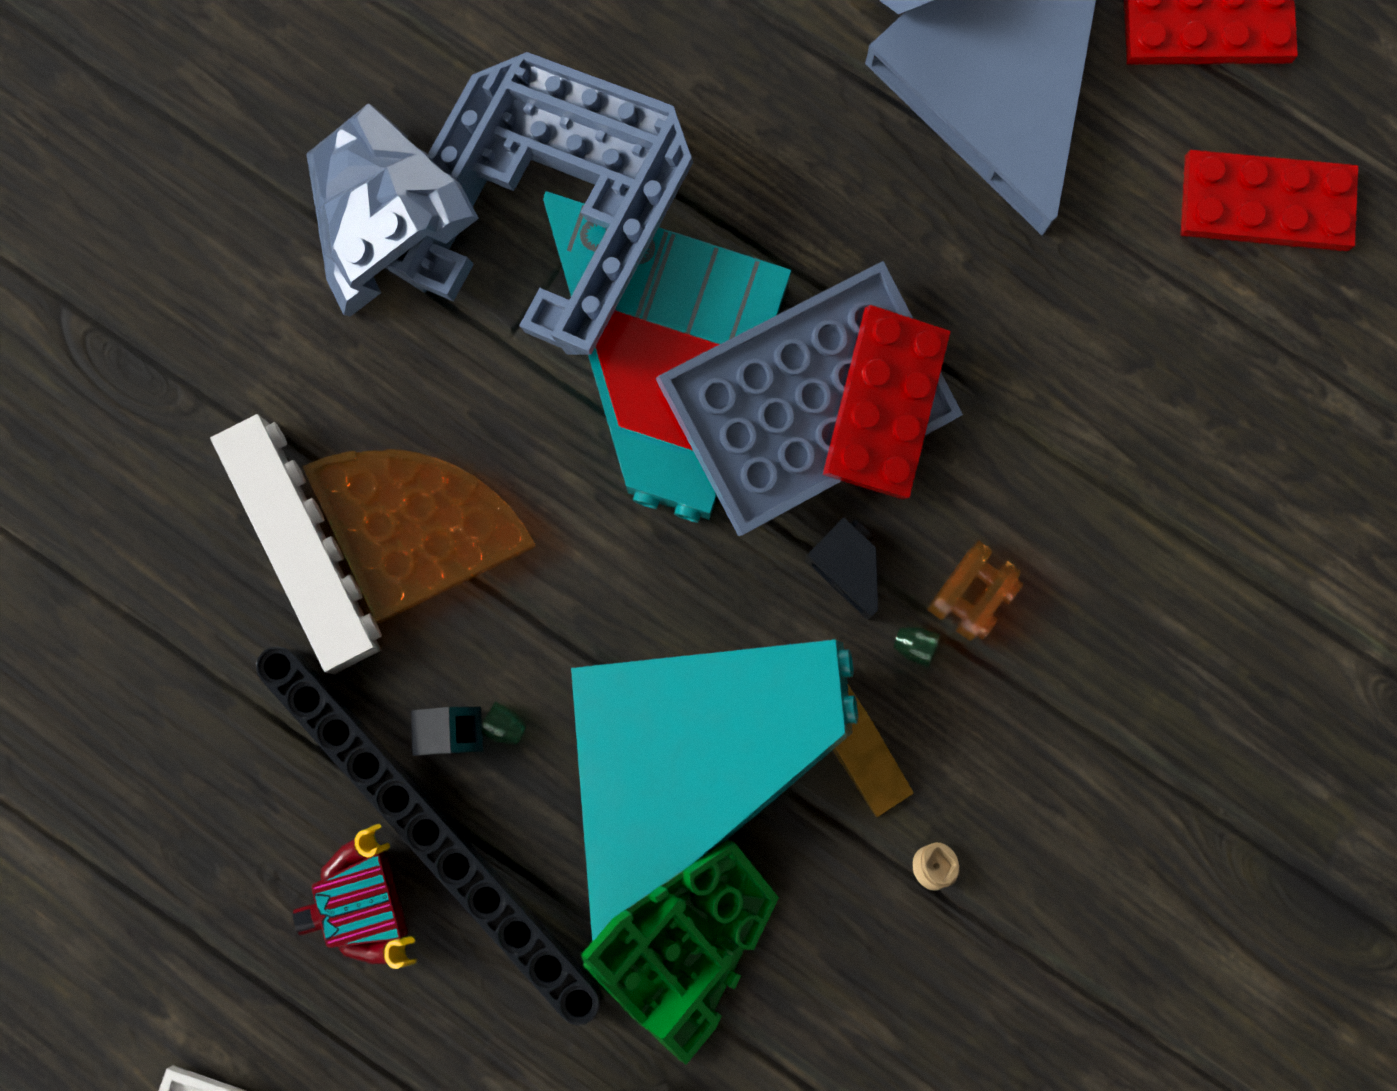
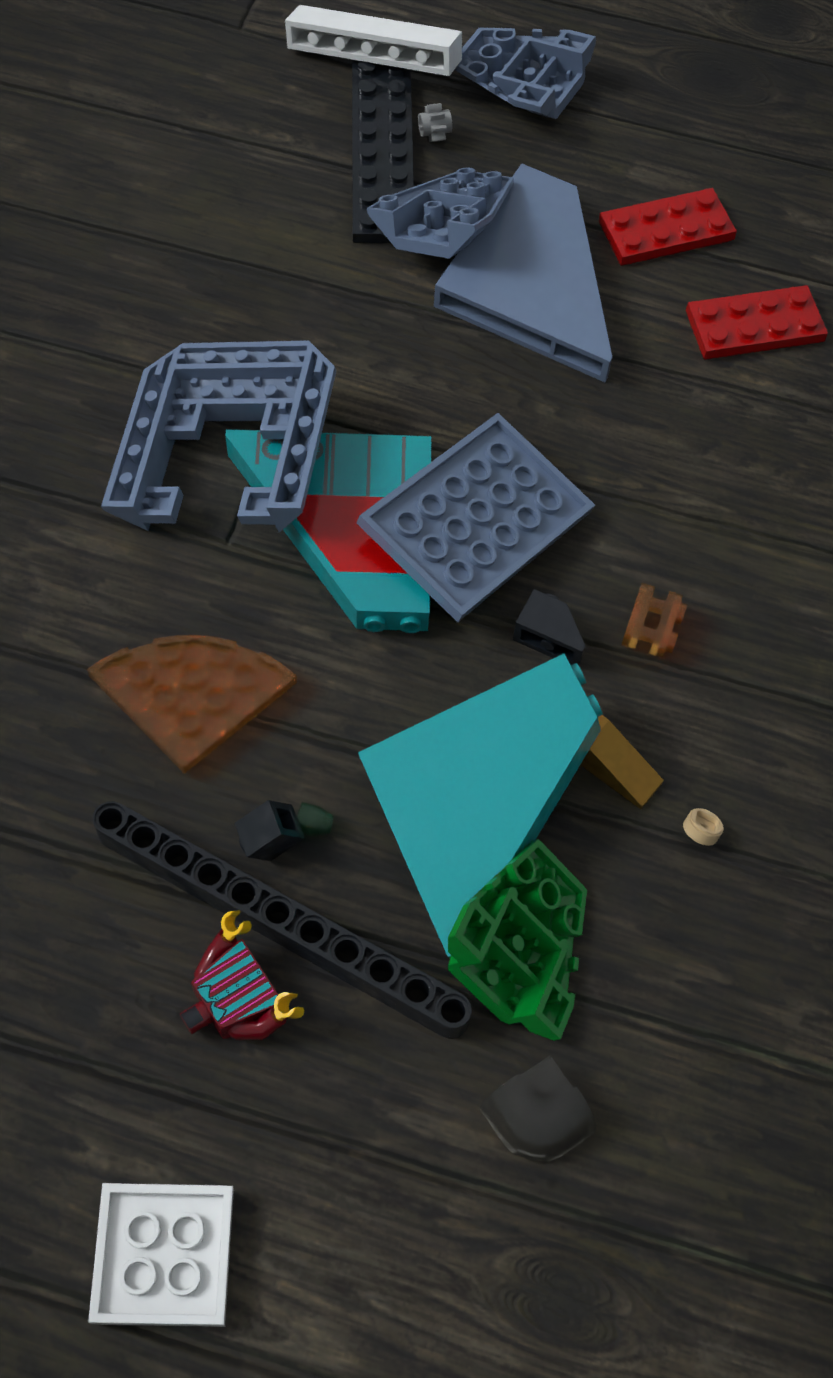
camera: 20 degrees left, 20 degrees down
(296, 544) = (100, 729): white brick -> none
(377, 202) = (88, 467): sand blue wedge -> none
(886, 402) = (536, 504): red plate -> none
(917, 644) = (623, 671): clear green hose -> none

